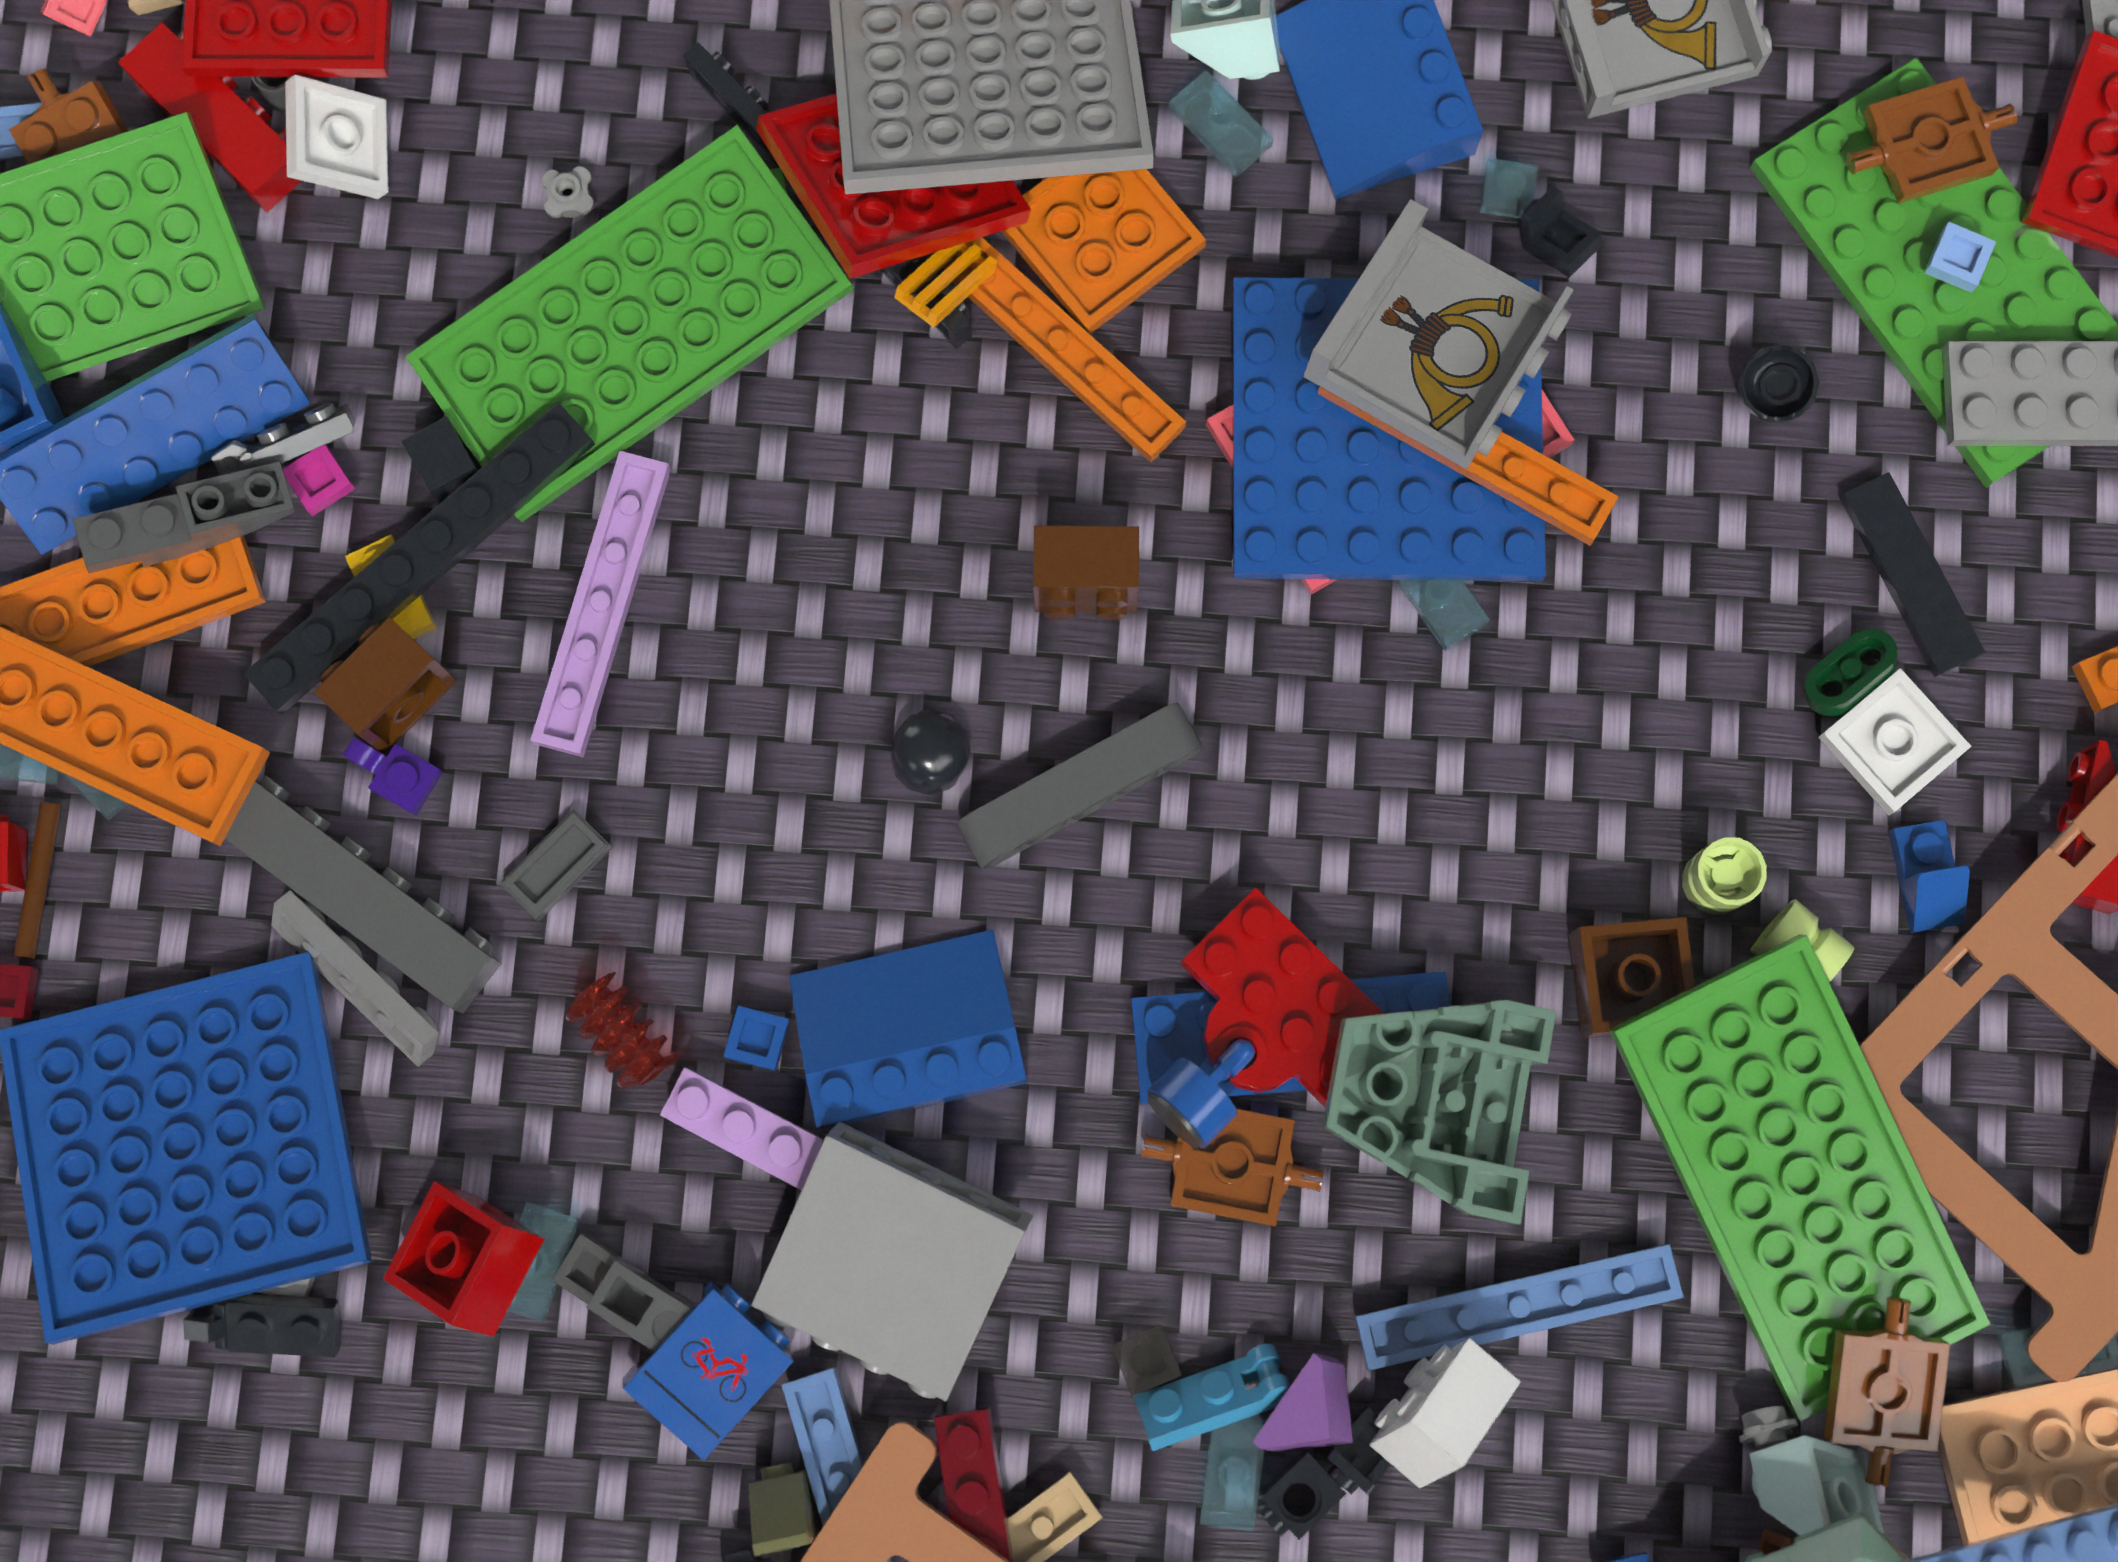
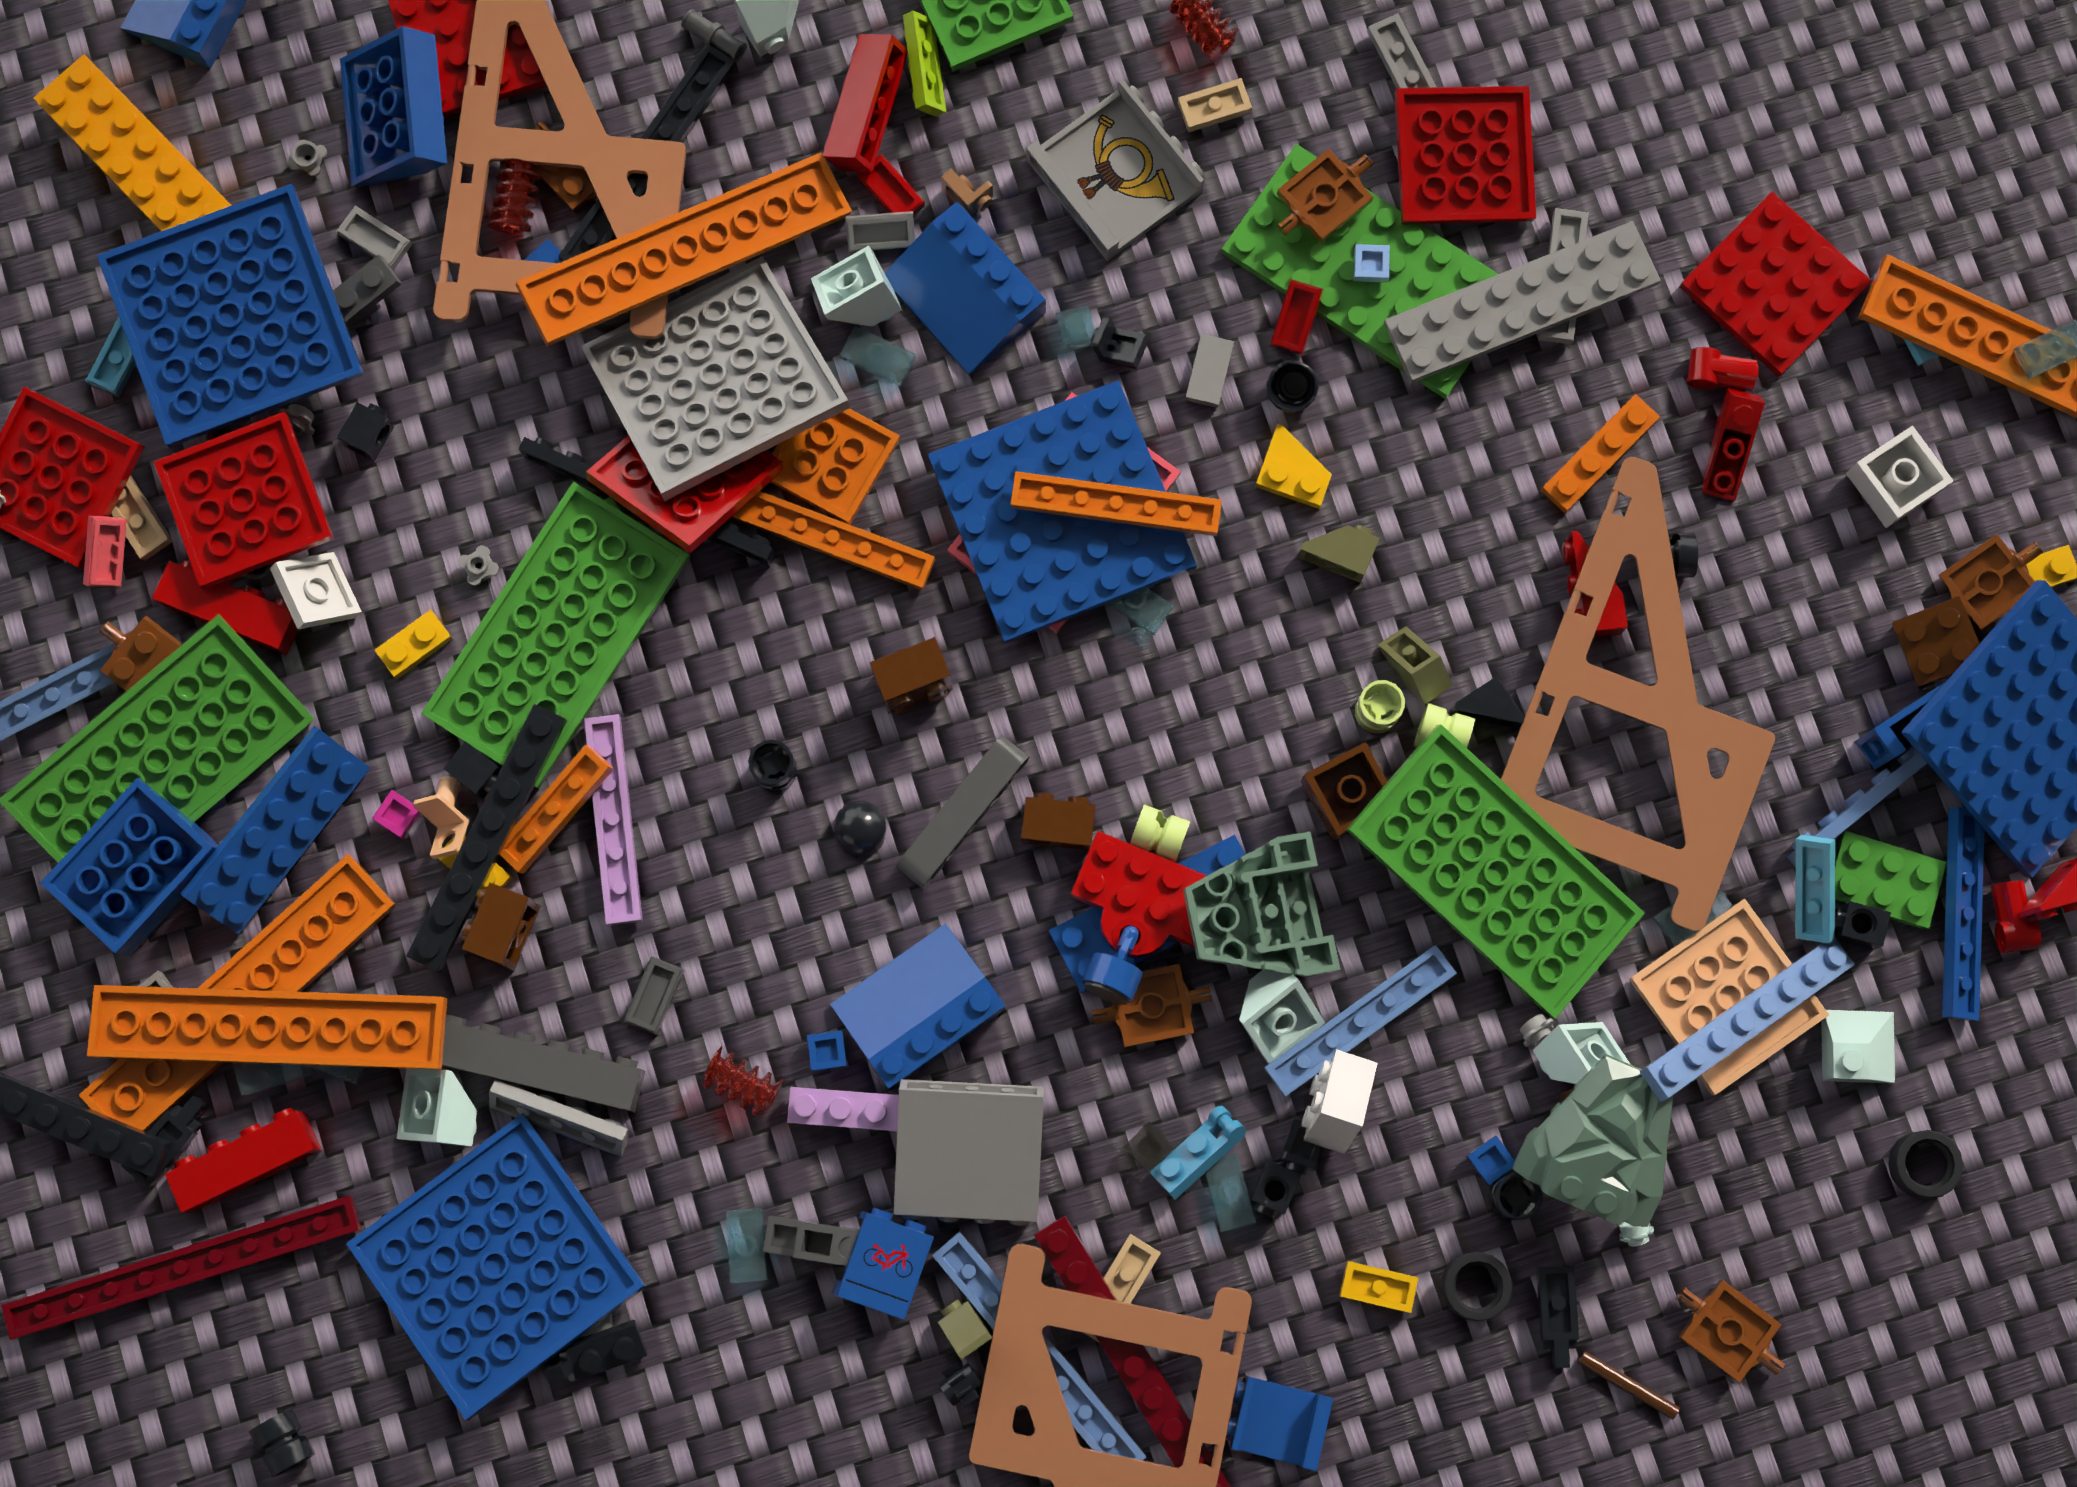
camera: 25 degrees left, 0 degrees up
(37, 880) = (327, 1141): reddish brown bar -> none
(186, 522) = (328, 874): dark grey slope -> none
(196, 900) = (436, 1109): none -> light aqua slope
(282, 444) = (366, 800): hinge -> none
(376, 499) = (441, 812): none -> light nougat bracket
(398, 777) = (531, 981): dark purple plate -> none
(438, 263) = (413, 644): none -> yellow plate
(463, 1259) = (704, 1260): red brick -> none
(528, 555) = (555, 808): none -> orange plate
(846, 617) = (773, 765): none -> black wheel
(967, 256) = (755, 507): light orange tile -> none
(1206, 853) = (1058, 822): none -> reddish brown brick
(1312, 1410) = (1260, 1135): medium lavender slope -> none
(1341, 927) = (1160, 833): none -> yellowish green wheel
(1405, 1248) = (1278, 1013): none -> light aqua slope
(1436, 341) = (1071, 446): light grey panel -> none
(1670, 319) = (1209, 370): none -> light grey tile
(1731, 502) = (1293, 470): none -> yellow wing
(1757, 639) = (1342, 551): none -> olive slope
(1800, 839) = (1416, 665): none -> olive slope
(1823, 291) = (1296, 316): none -> red tile
(1846, 673) = (1405, 550): dark green plate -> none
(1885, 939) = (1490, 705): none -> black slope
(1887, 1391) = (1598, 978): plate -> none
(1894, 741) = (1450, 581): white plate -> none
(1912, 574) = (1420, 472): black tile -> none
(1928, 879) = (1503, 655): blue slope -> none

